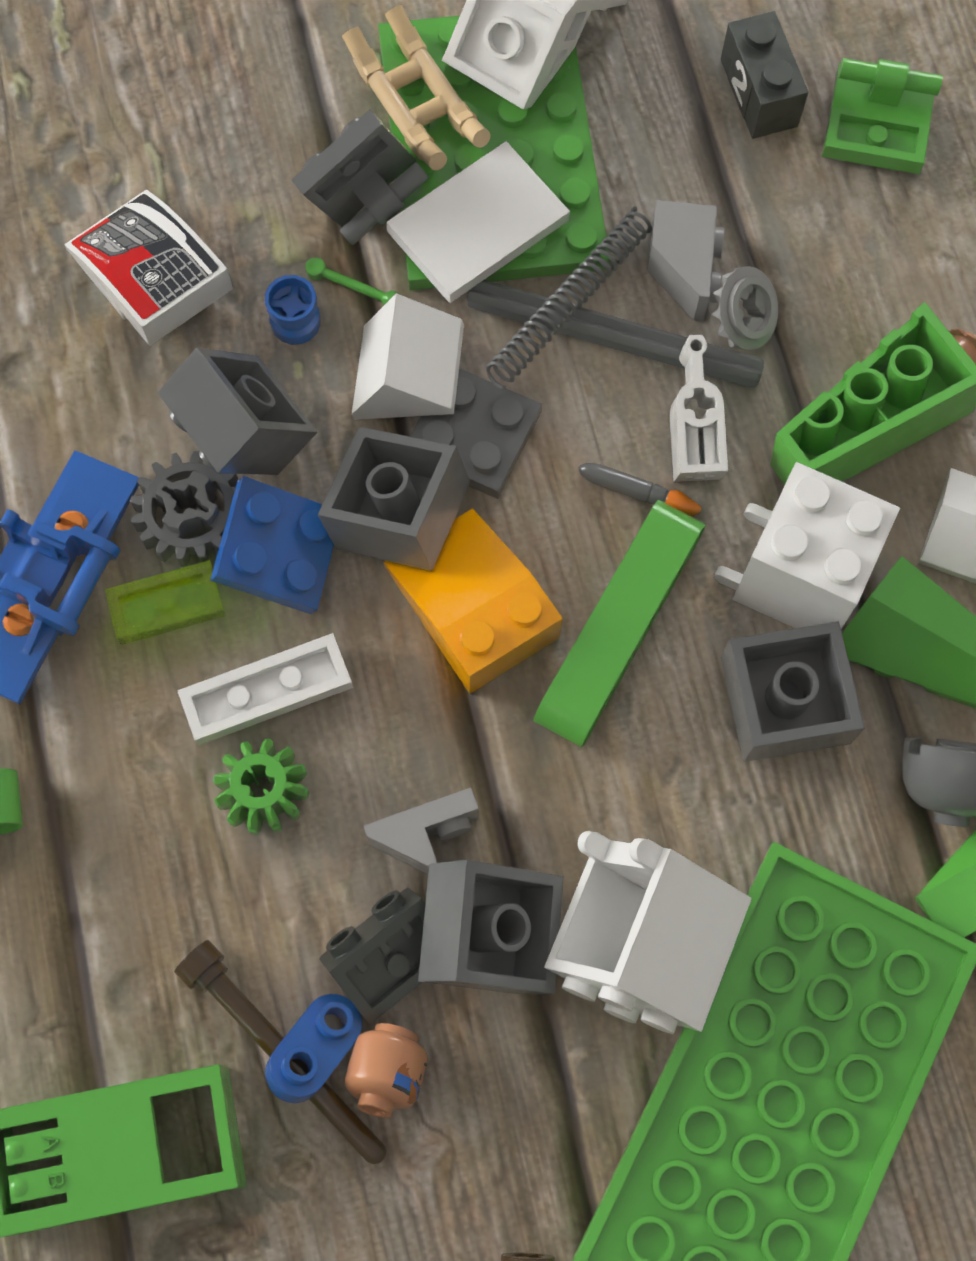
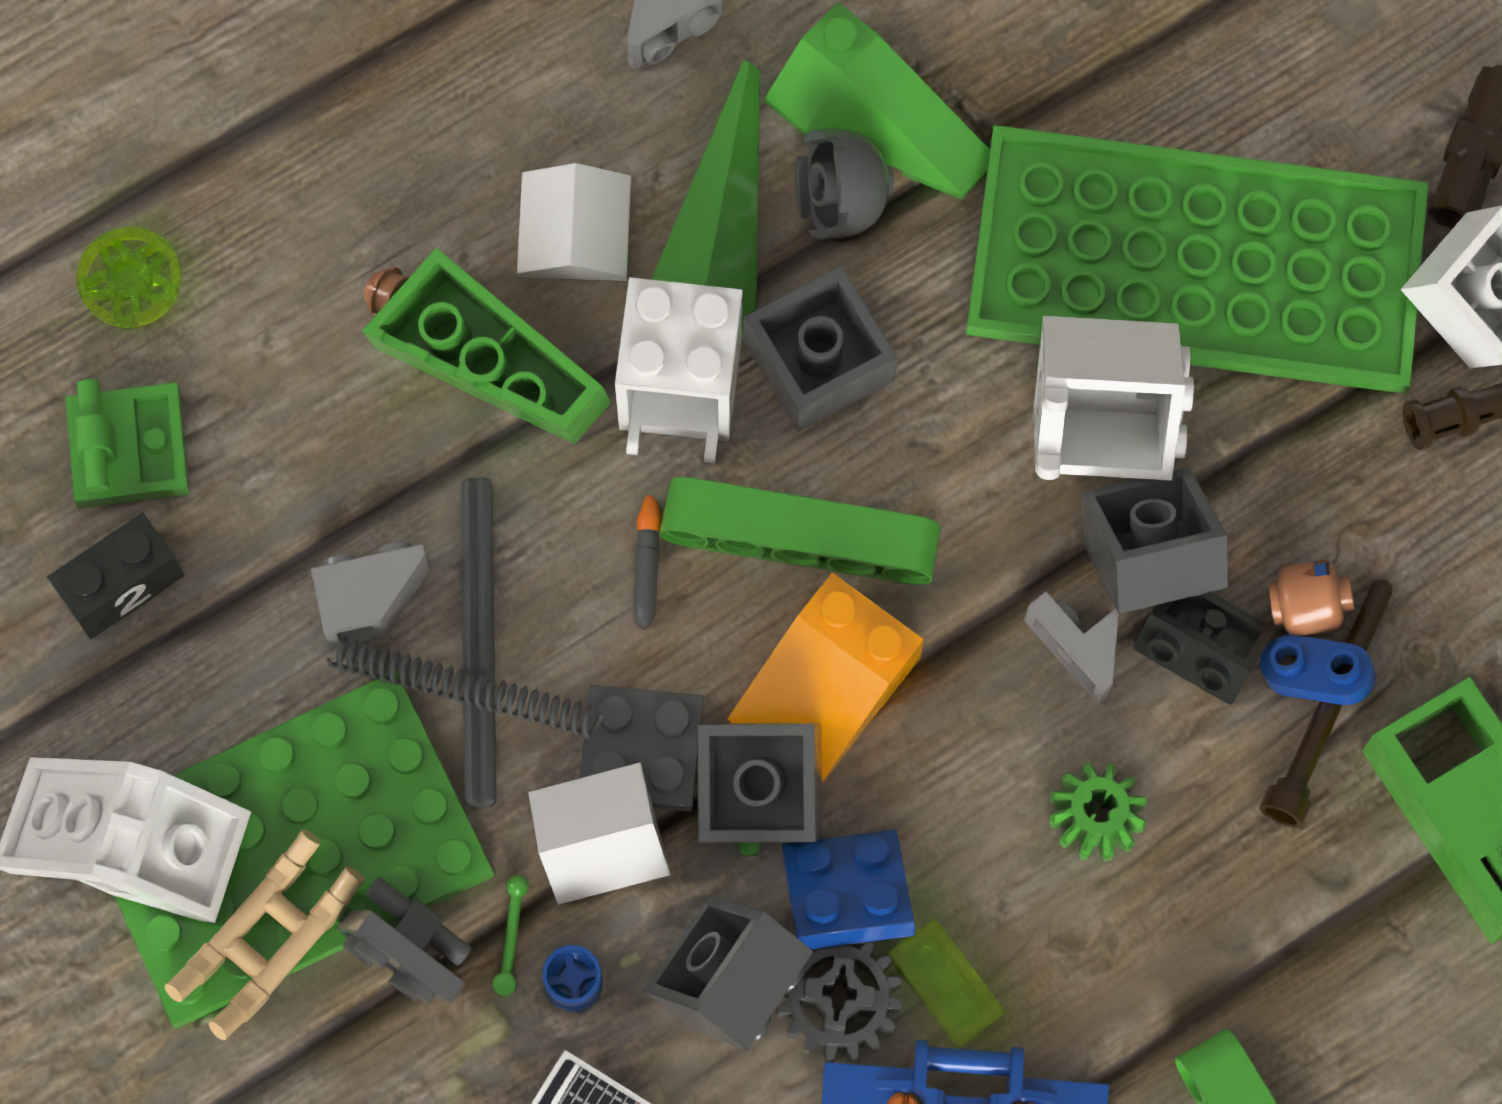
camera: 110 degrees left, 0 degrees up
(265, 689) = (997, 848): white plate -> none
(477, 221) = (406, 814): white tile -> none
(697, 444) = (584, 509): white piece -> none
(759, 301) = (434, 510): light grey gear -> none

